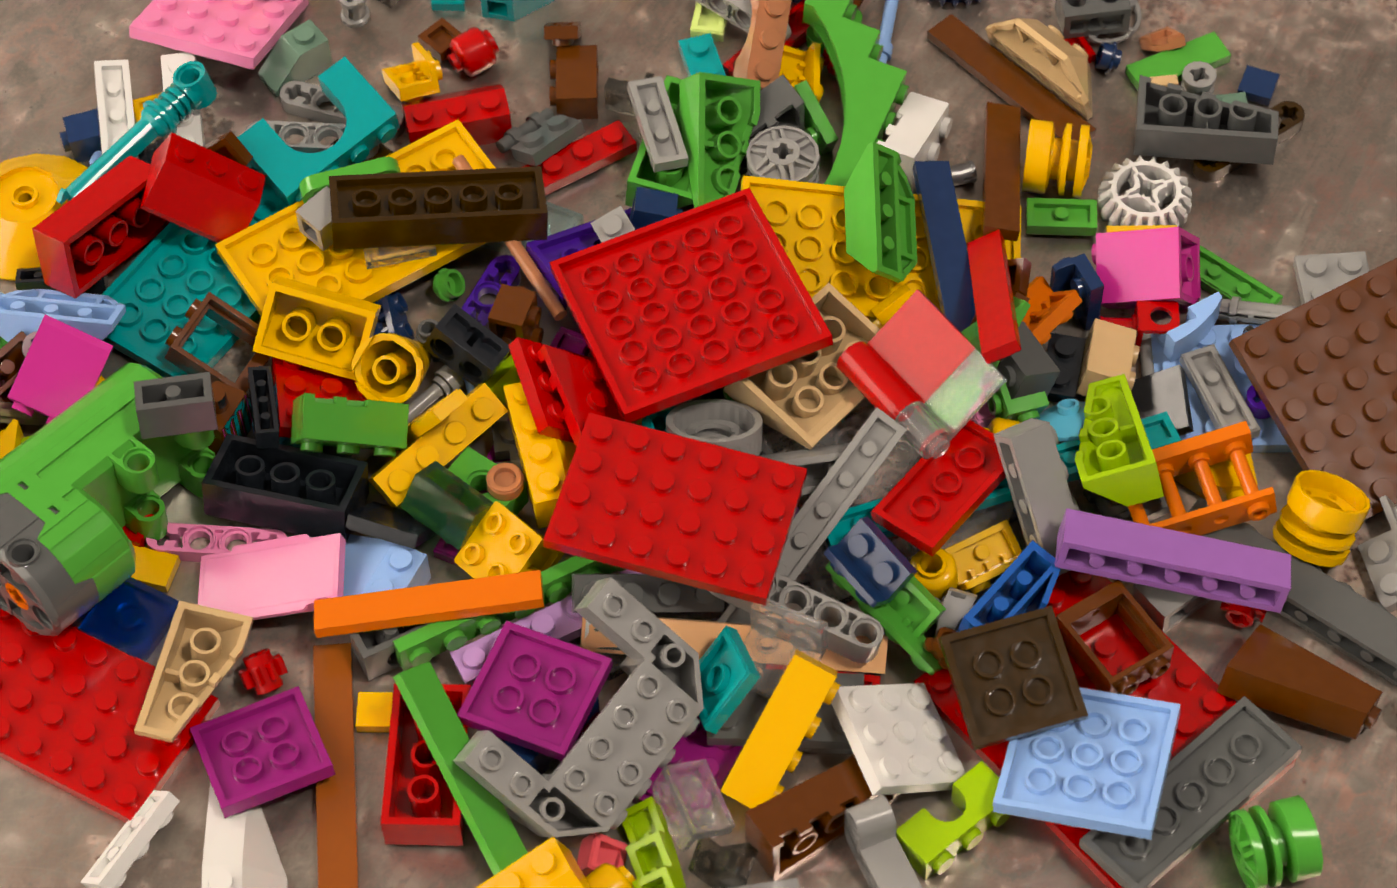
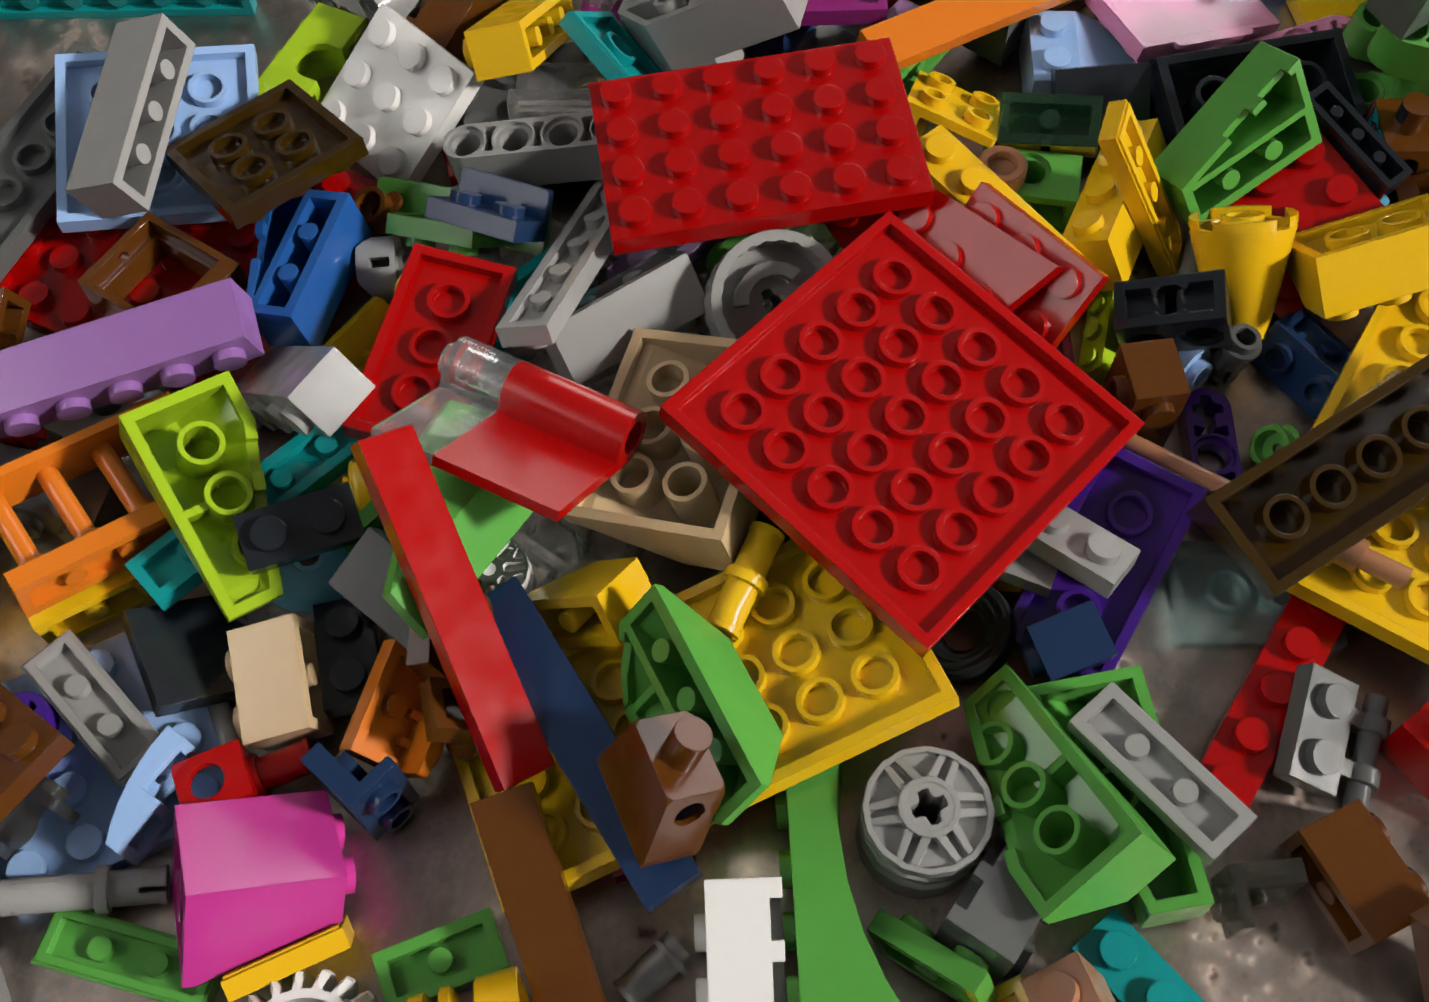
camera: 155 degrees right, 5 degrees up
(835, 275) = (745, 579): none -> yellow pin
(917, 172) = (664, 785): none -> reddish brown torso
(1066, 396) = (299, 528): none -> black plate
(1102, 734) = (131, 117): none -> light grey brick

